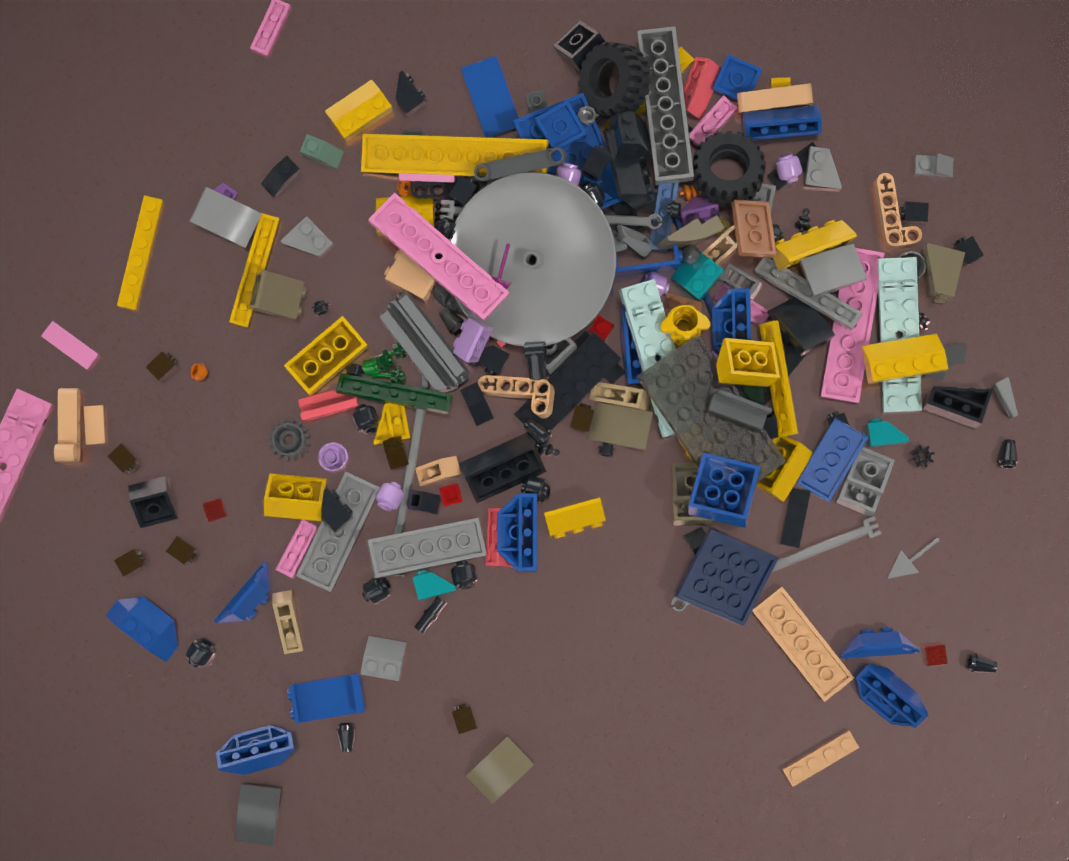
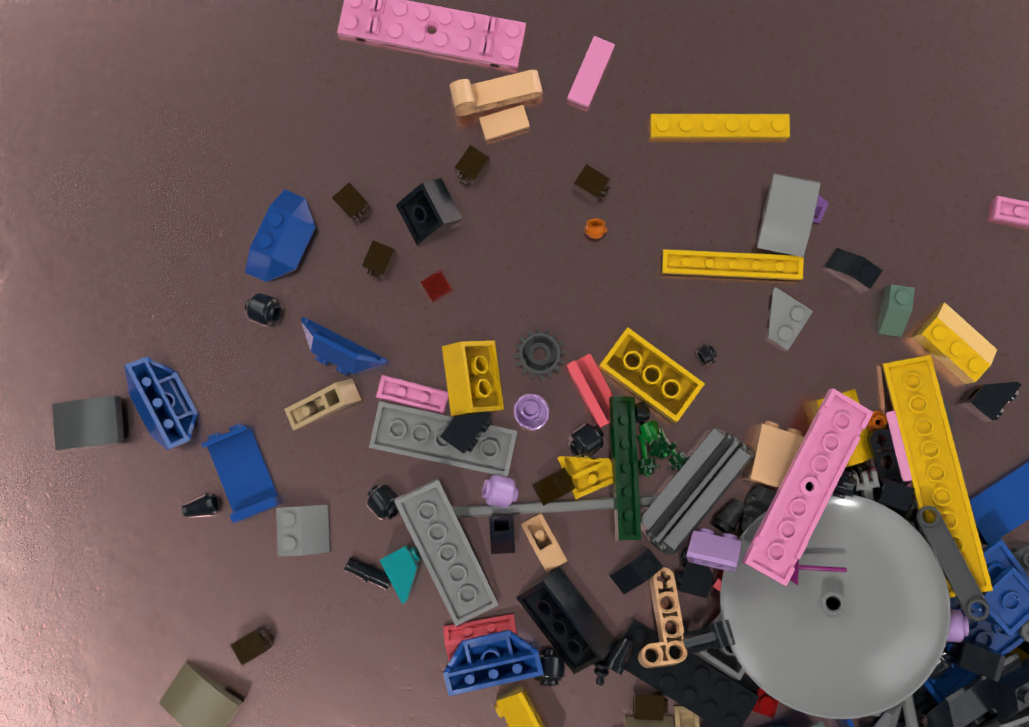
camera: 75 degrees right, 0 degrees up
(277, 295) = (710, 298): dark tan slope -> none
(450, 495) = (518, 564): red plate -> none
(464, 575) = (425, 604): black head -> none

